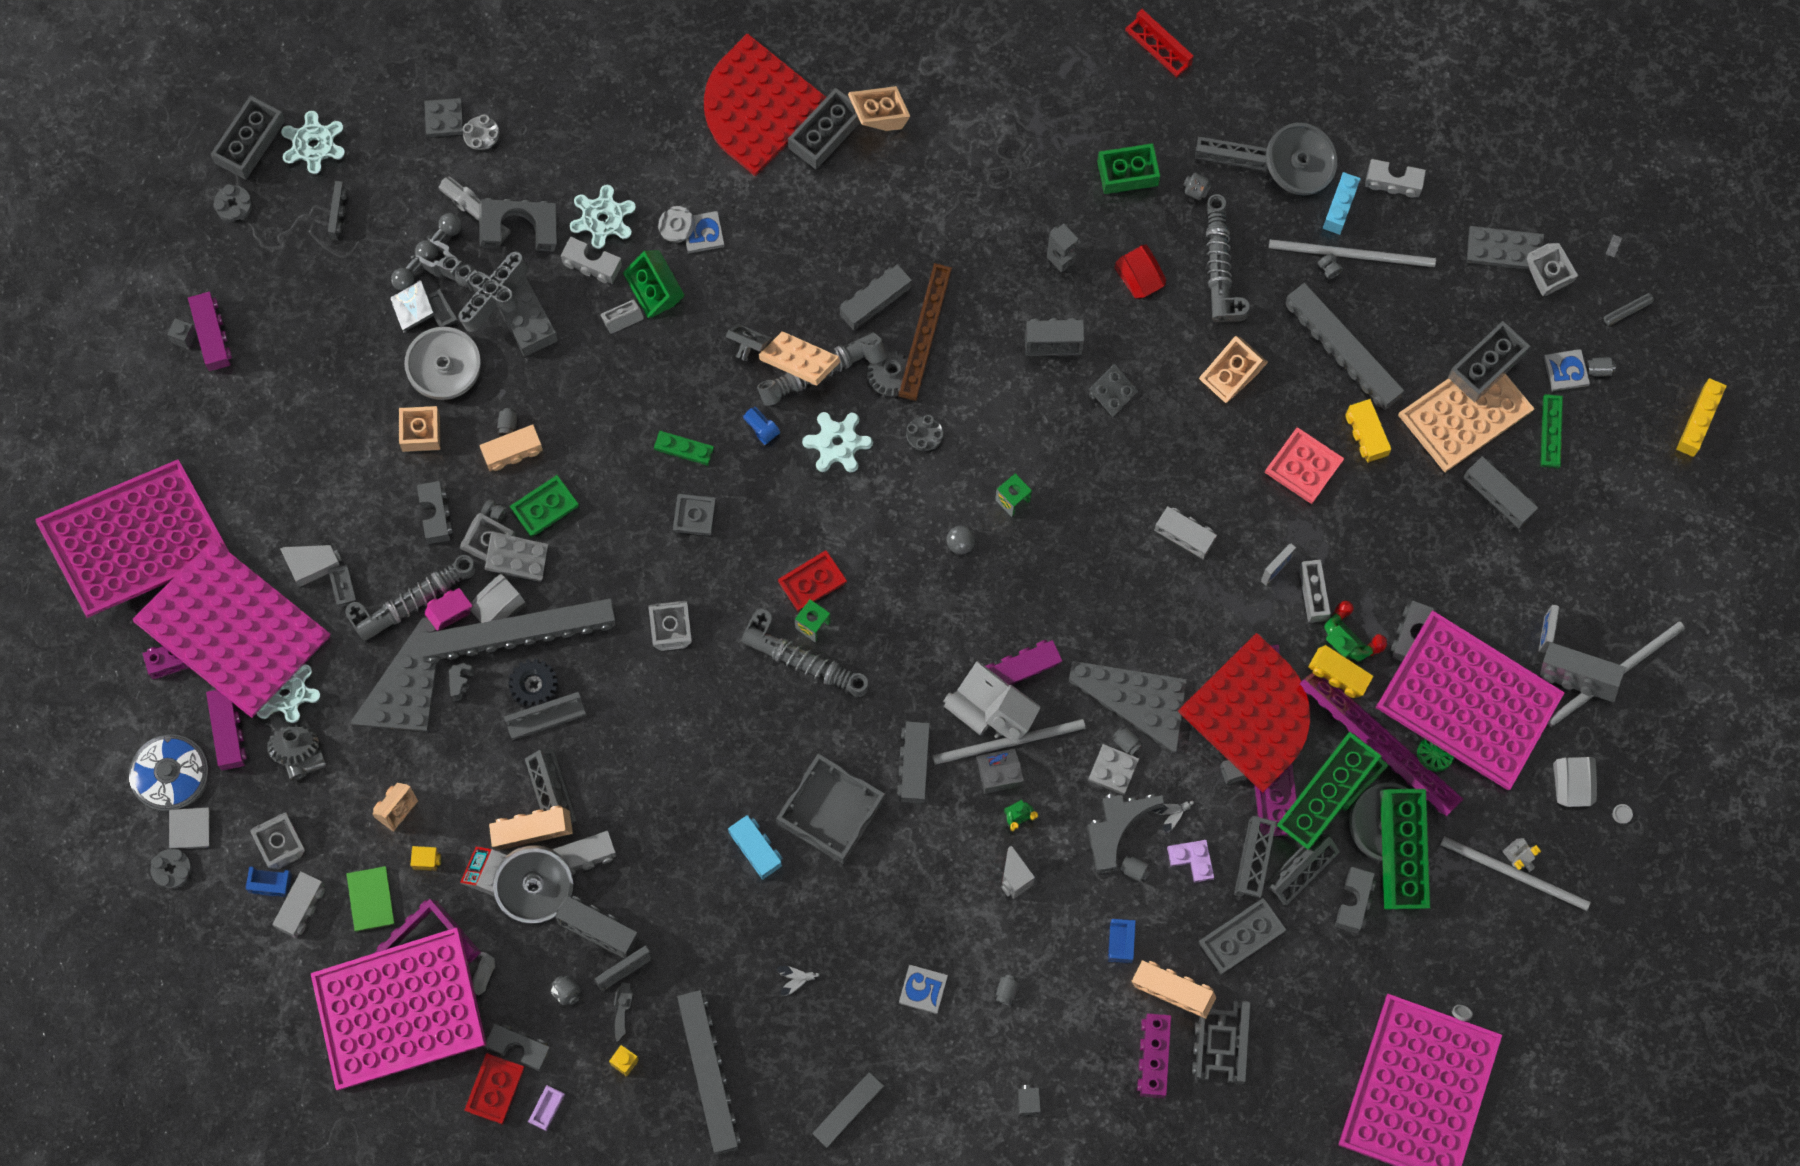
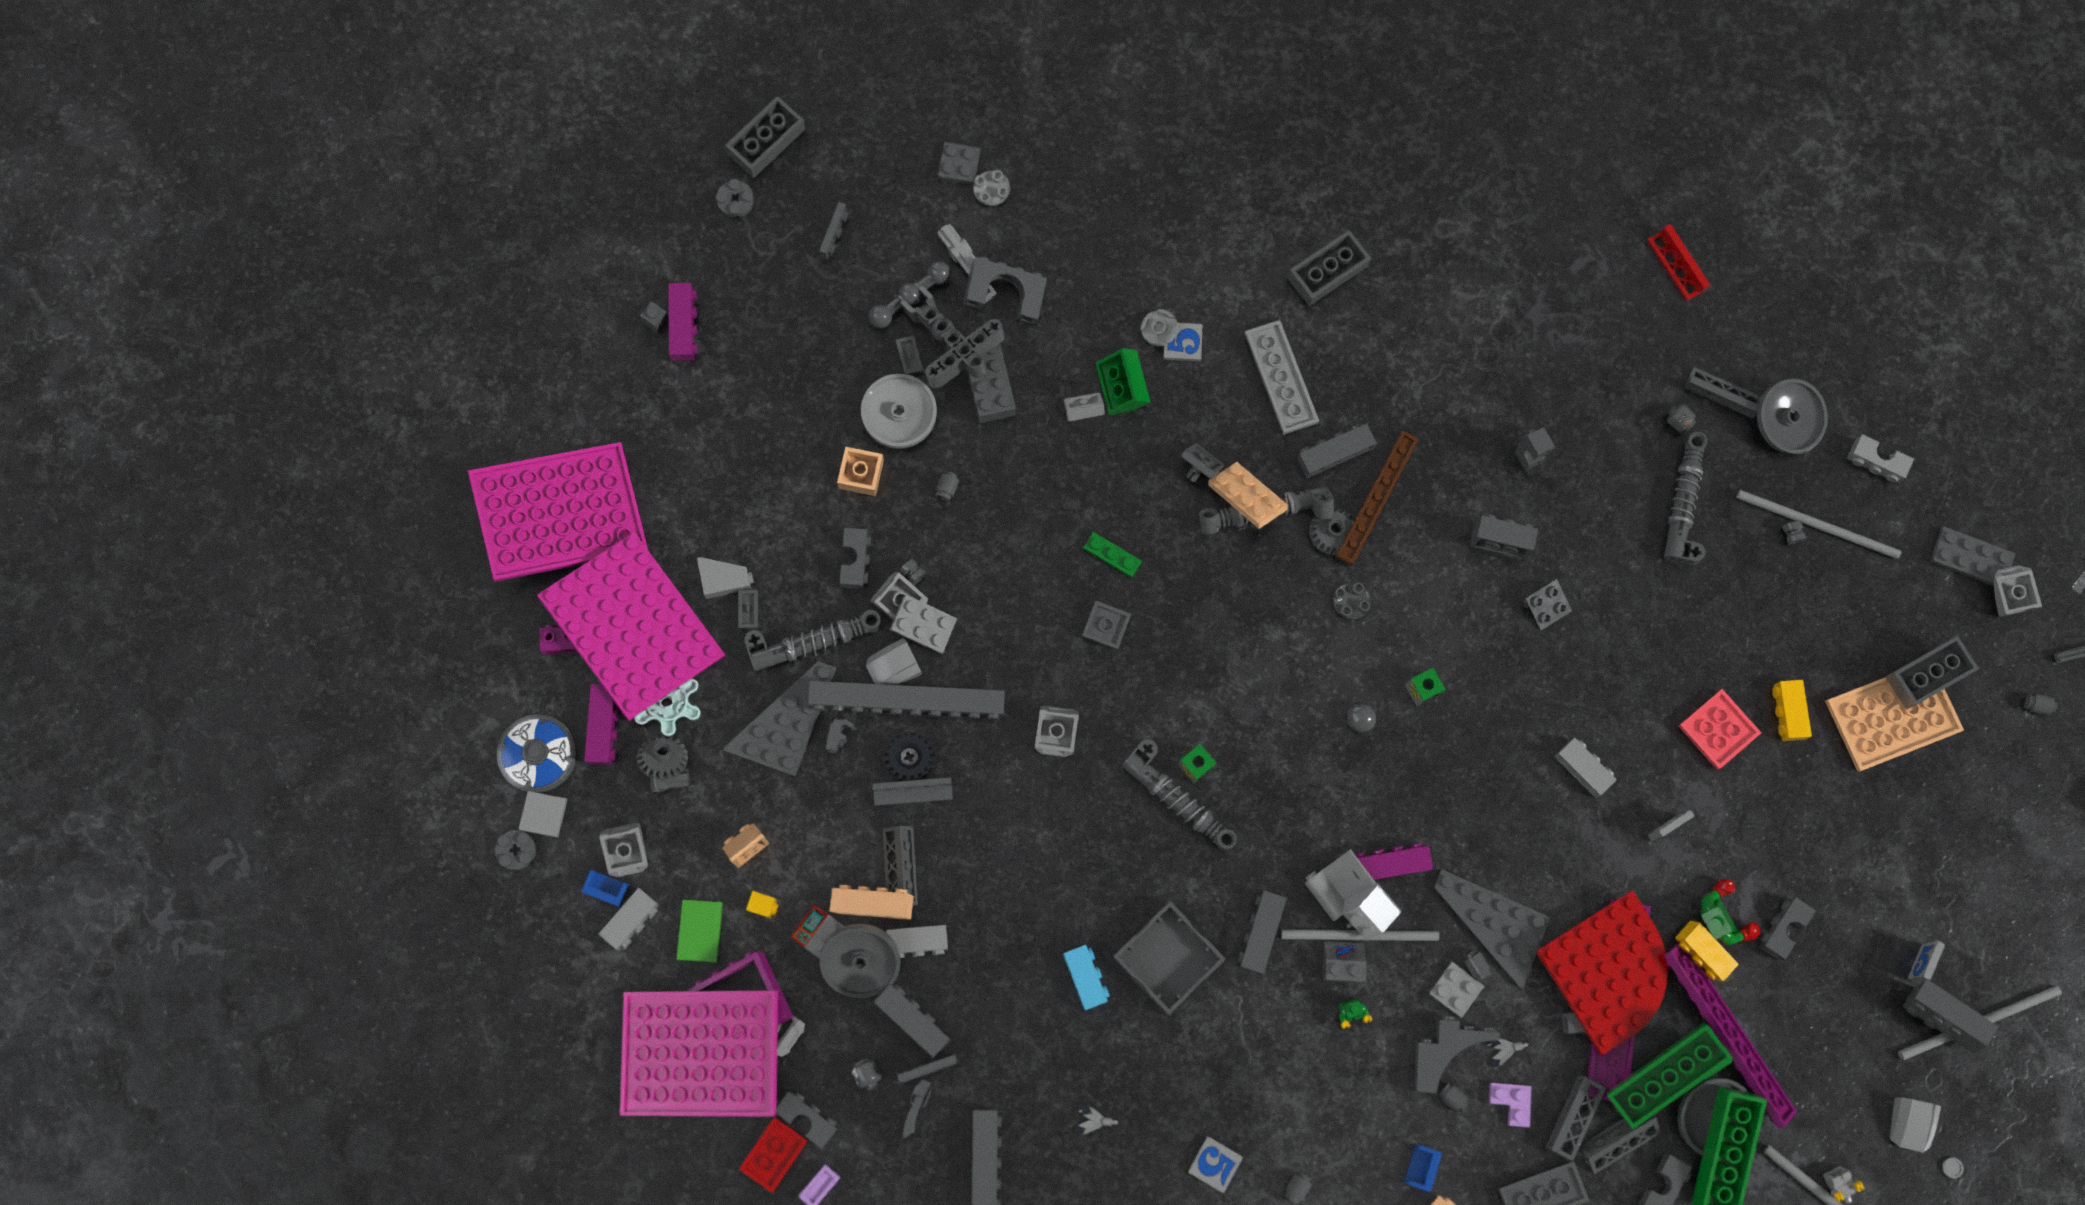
camera: 10 degrees right, 5 degrees up
(313, 131) = (827, 145): light aqua plate -> none
(413, 305) = (884, 345): tile -> none
(448, 609) = (844, 660): dark pink brick -> none
(511, 448) = (944, 513): light nougat brick -> none
(544, 506) = (962, 579): green plate -> none
(602, 205) = (1092, 290): light aqua plate -> none
(604, 268) = (1078, 355): light grey arch -> none
(624, 1060) = (905, 1160): yellow brick -> none
(756, 104) = (1266, 225): red plate -> none
(763, 428) = (1195, 555): blue piece -> none
(806, 242) = (1281, 377): none -> light grey plate
(812, 580) = (1205, 722): red plate -> none
(837, 453) = (1265, 599): light aqua plate -> none
(880, 108) = (1388, 261): light nougat slope -> none
(1016, 875) = (1334, 1074): light grey slope -> none
(1128, 168) = (1617, 383): green brick -> none
(1140, 272) = (1604, 491): red slope -> none
(1233, 369) = (1672, 613): light nougat slope -> none
(1314, 591) = (1700, 861): light grey brick -> none
(1341, 203) = (1820, 471): medium azure brick -> none
(1344, 347) = (1788, 618): dark grey brick -> none
(1434, 755) = (1780, 1058): green wheel -> none
(1470, 700) = (1829, 1014): dark pink plate -> none
(1501, 492) = (1910, 807): dark grey brick -> none
(1551, 431) = (1974, 756): green tile -> none
(1566, 370) = (2004, 698): light grey tile -> none

